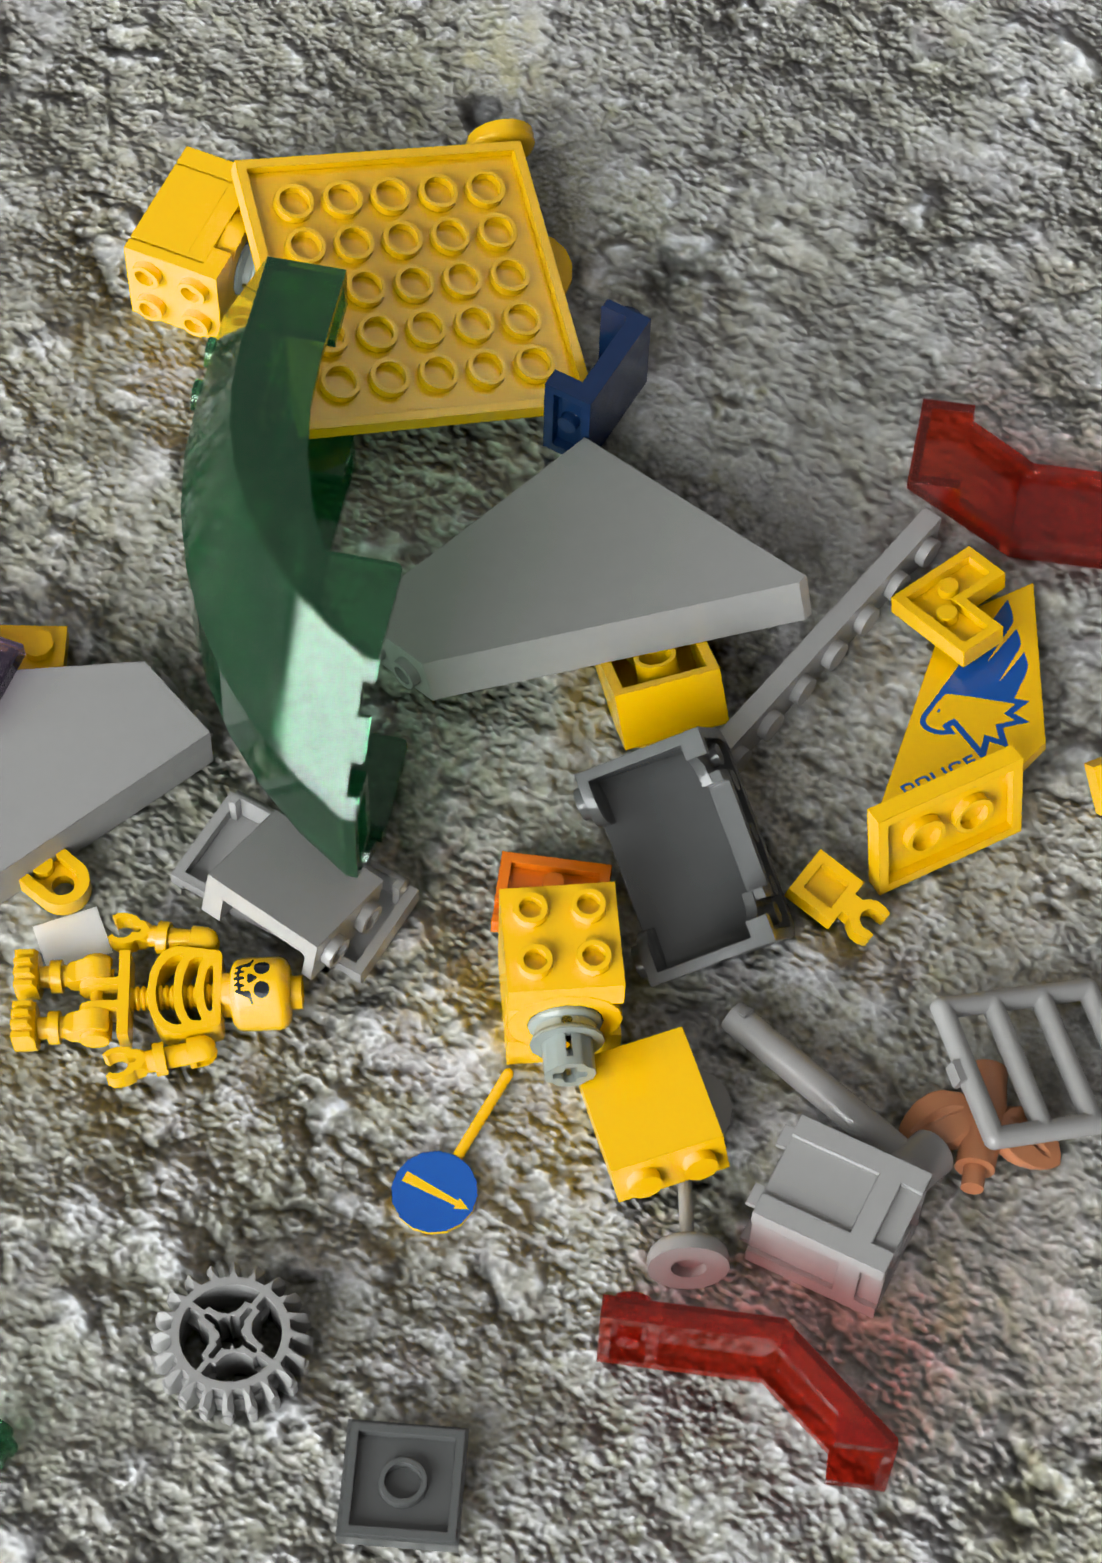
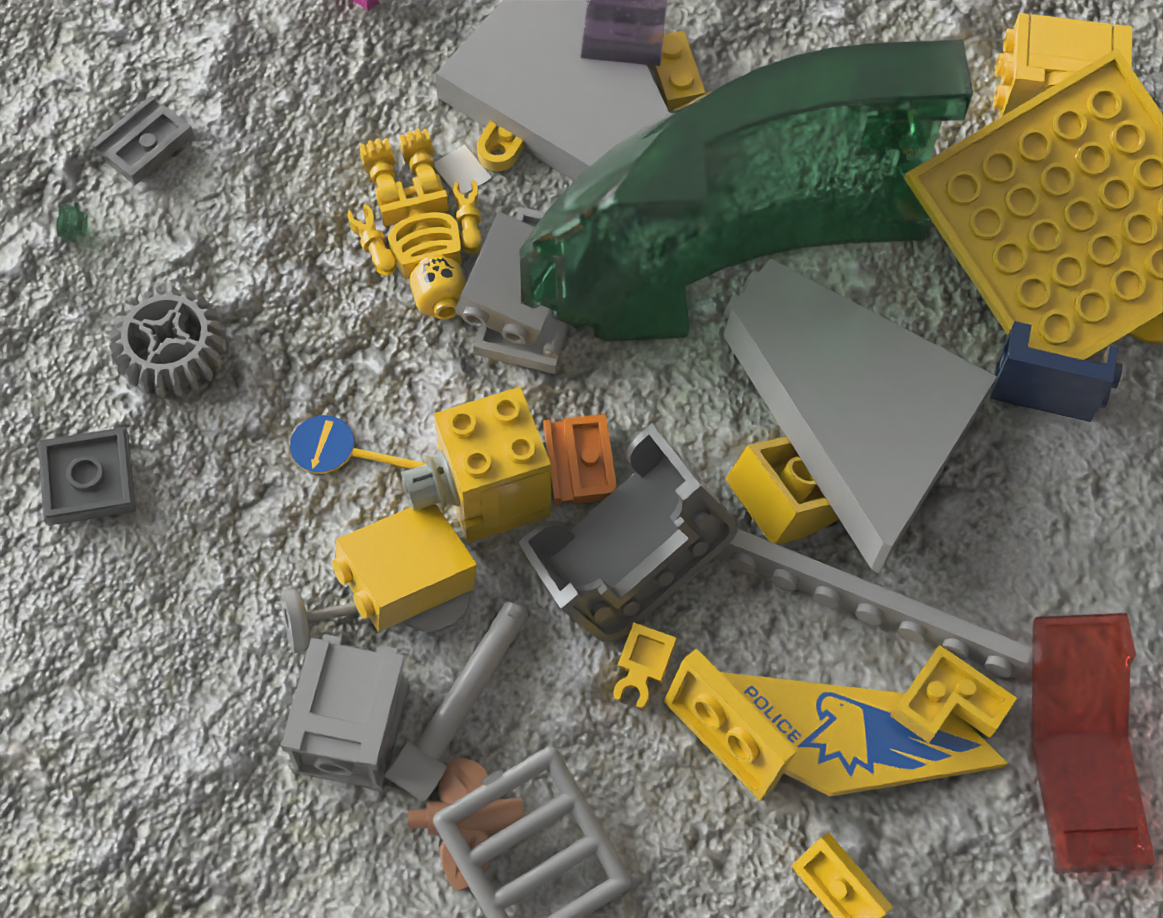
camera: 75 degrees right, 5 degrees up
(759, 1351) = (168, 758): clear red windscreen -> none

